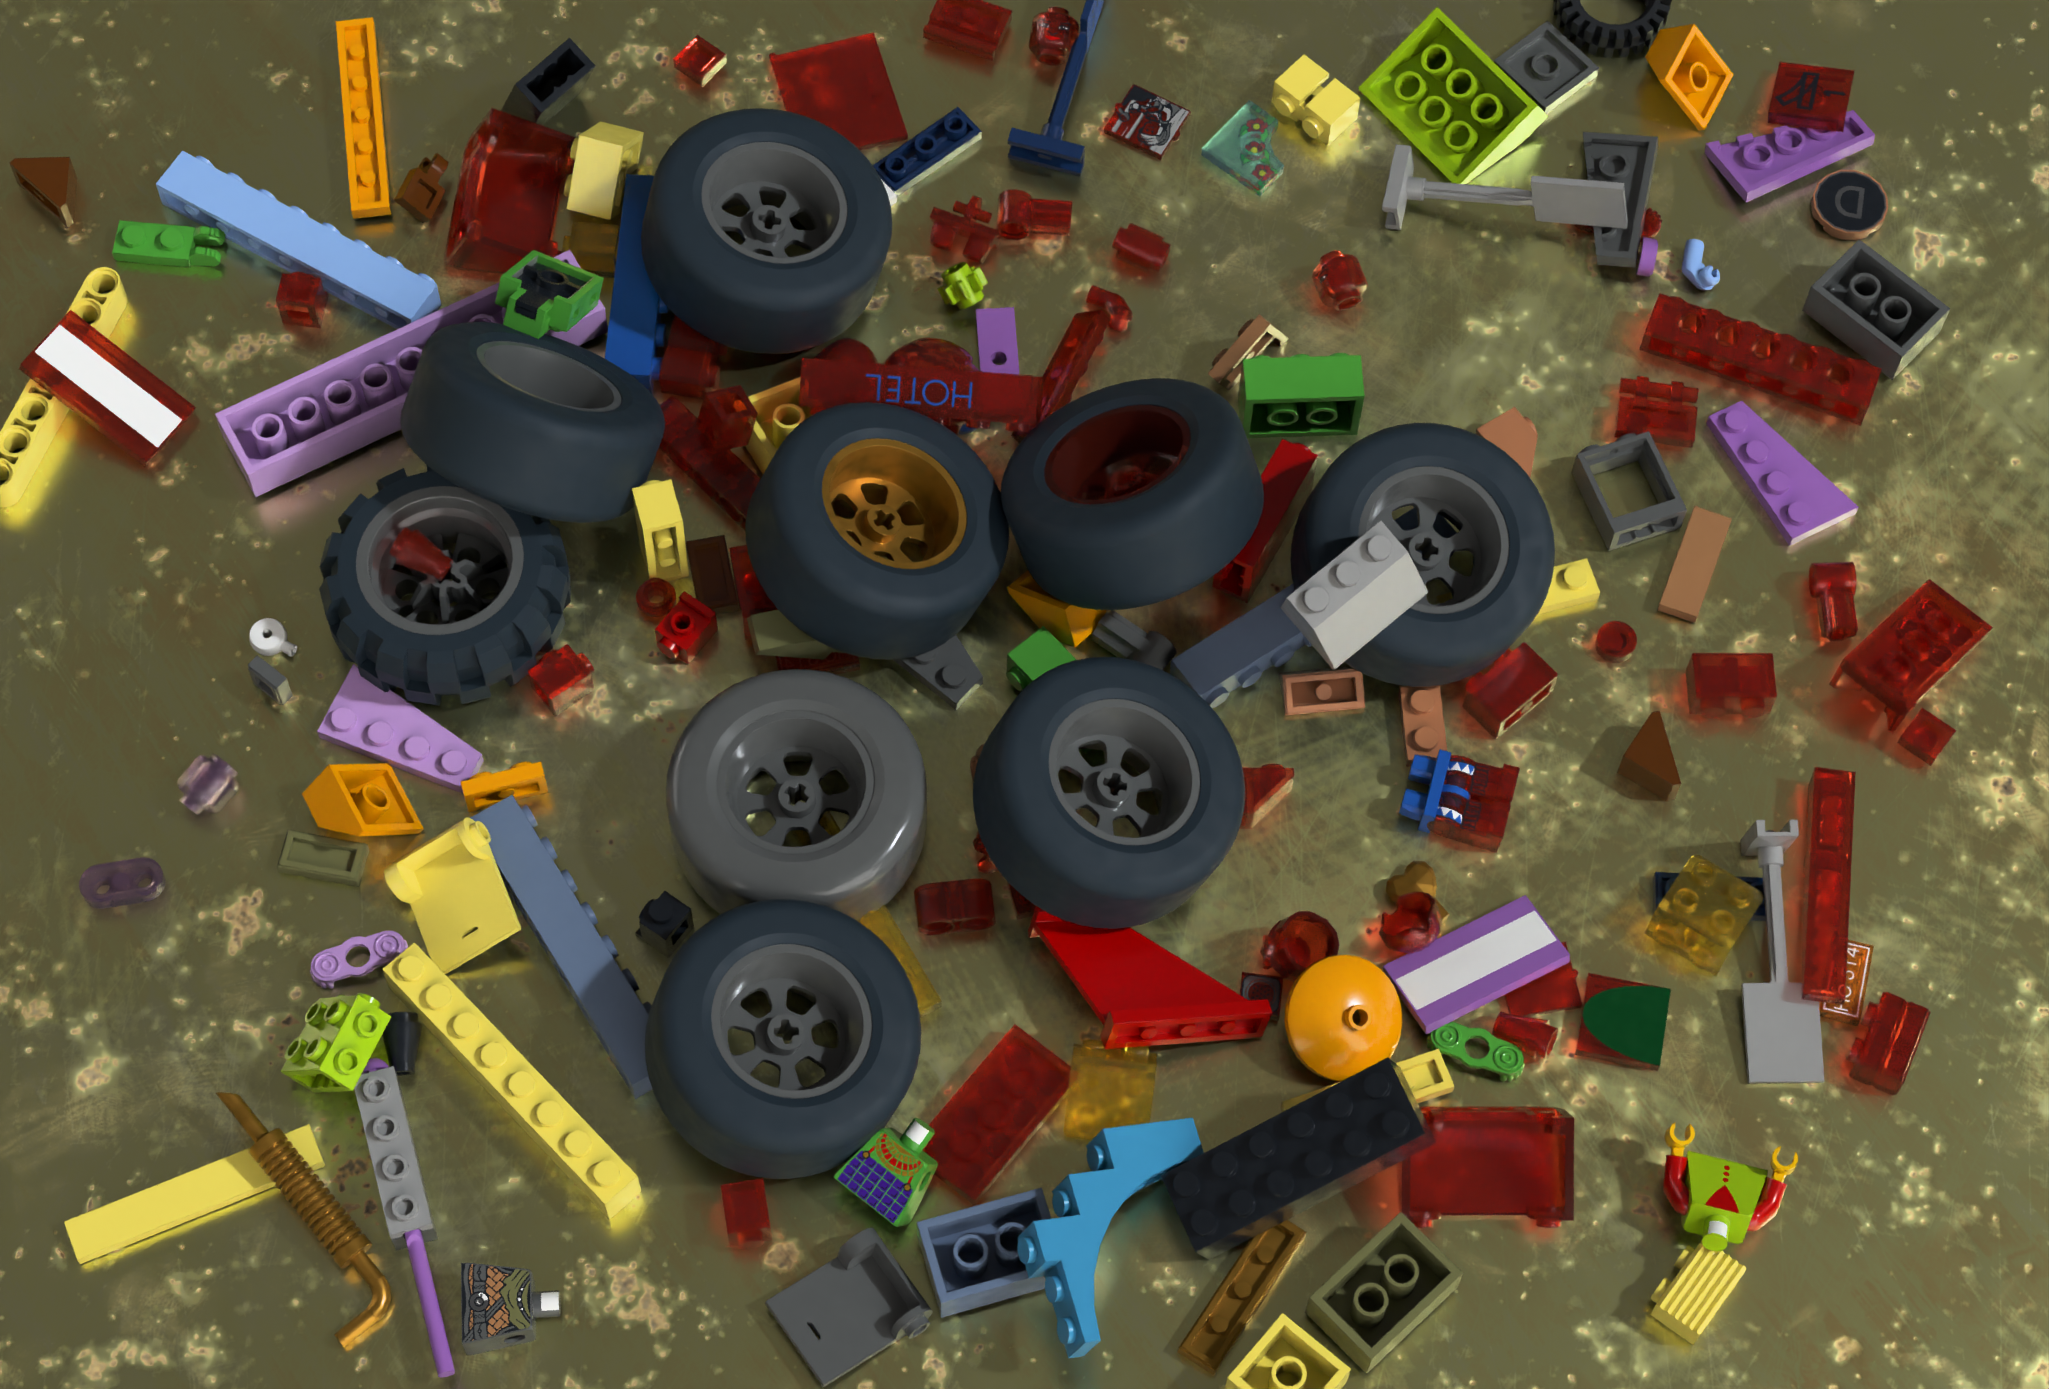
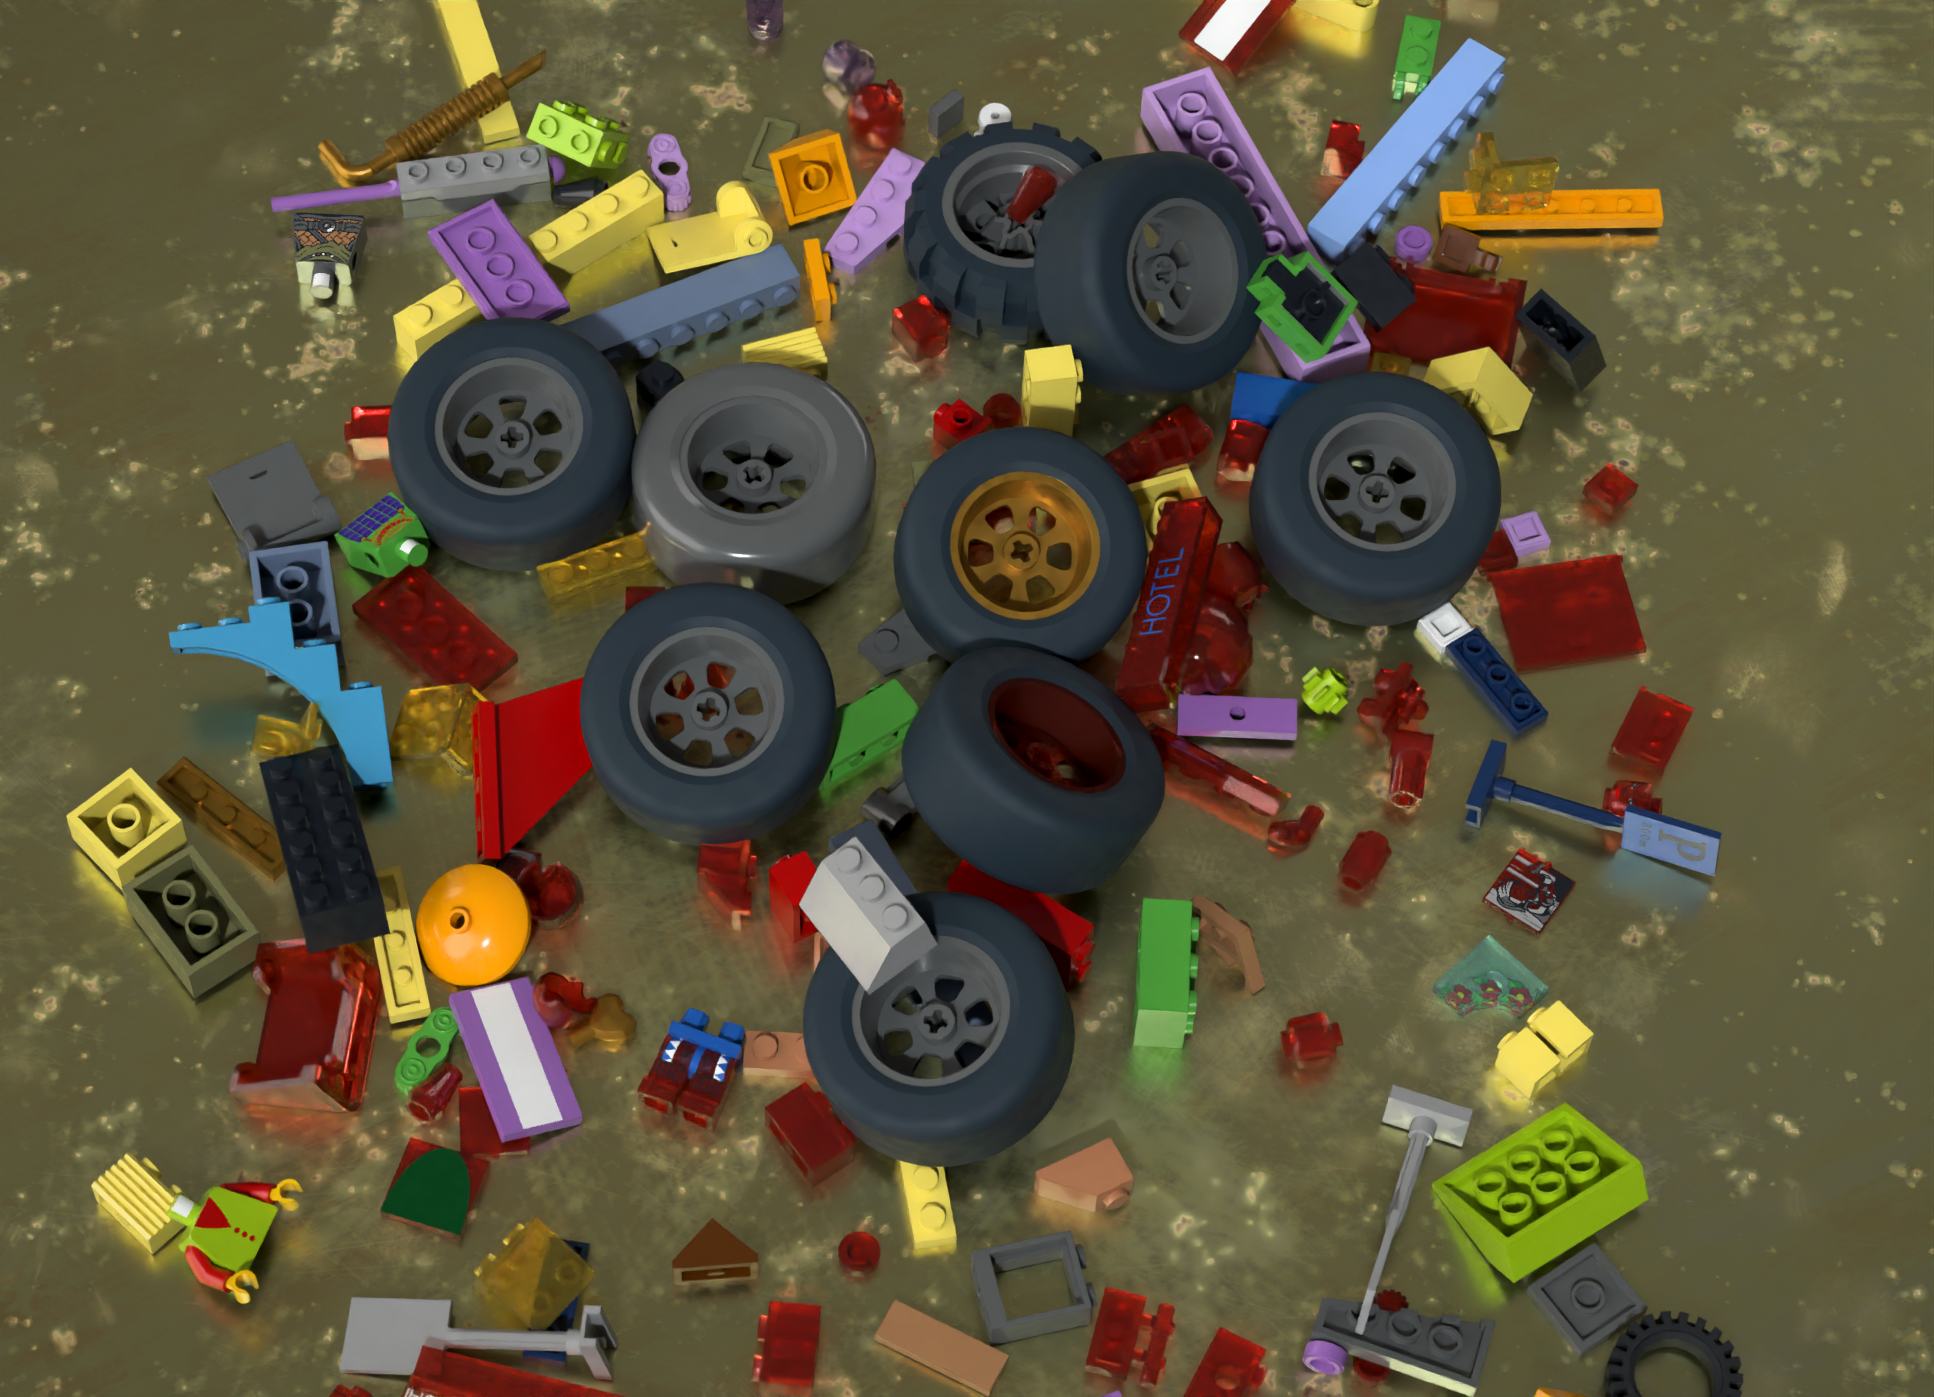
camera: 95 degrees right, 5 degrees down
(277, 747) = (876, 115): none -> clear red helmet
(354, 147) = (1507, 184): none -> clear yellow bracket
(409, 238) = (1413, 244): none -> medium lavender tile
(509, 237) = (1375, 285): none -> black brick
(544, 1092) = (497, 266): none -> medium lavender tile
(616, 806) = (793, 349): none -> light yellow brick
(1150, 1230) = (284, 738): none -> clear yellow bracket
(1269, 716) = (787, 885): none -> red brick

